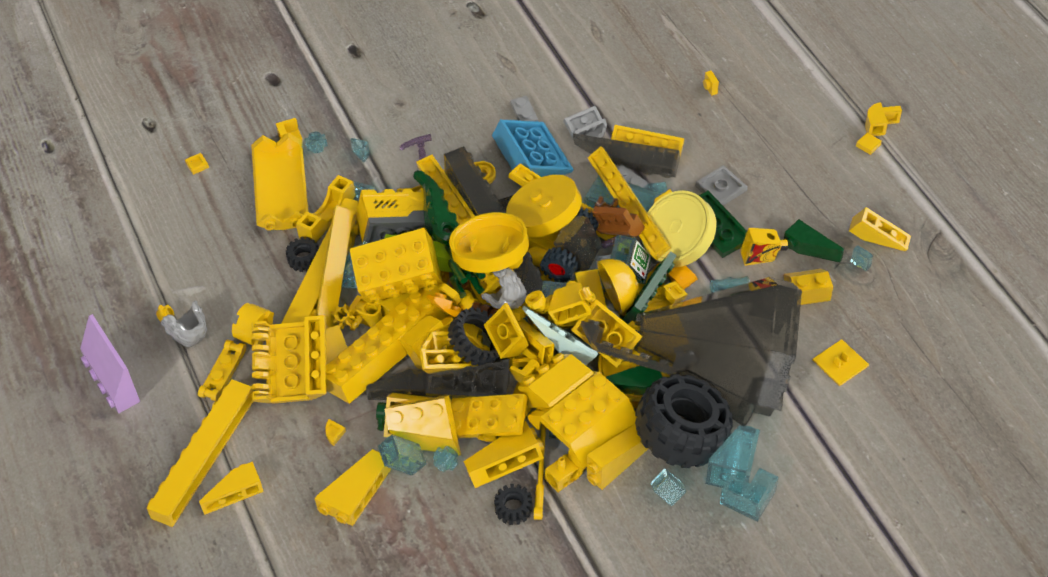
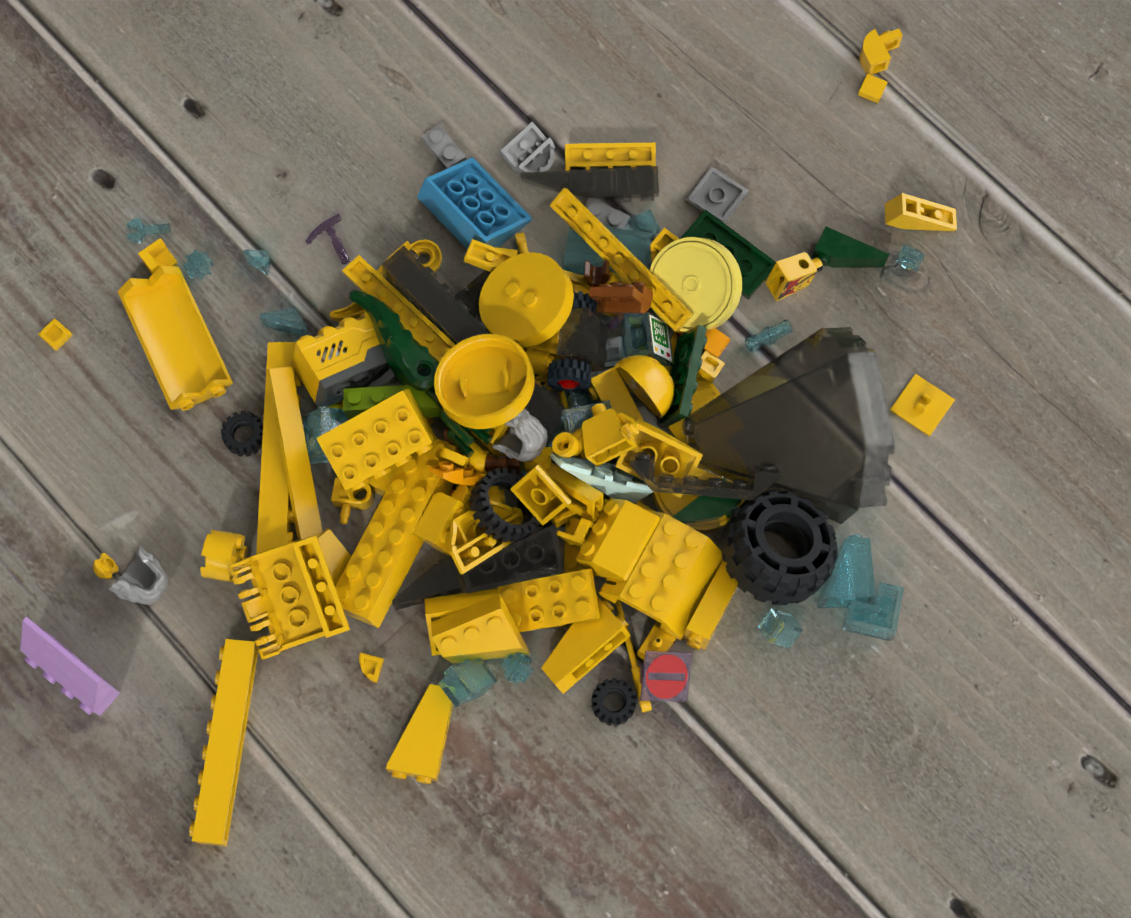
camera: 20 degrees left, 20 degrees up
(222, 370) = (206, 623): yellow plate -> none
(234, 487) = (285, 774): yellow slope -> none
(284, 114) = (145, 230): none -> clear light blue bar
(315, 224) = (244, 385): yellow arch -> none
(341, 312) = (326, 518): yellow gear -> none
(380, 415) = (421, 629): dark green piece -> none
(561, 493) = (665, 676): none -> piece
(711, 83) = (661, 47): yellow plate -> none
(815, 285) = (860, 309): yellow slope -> none

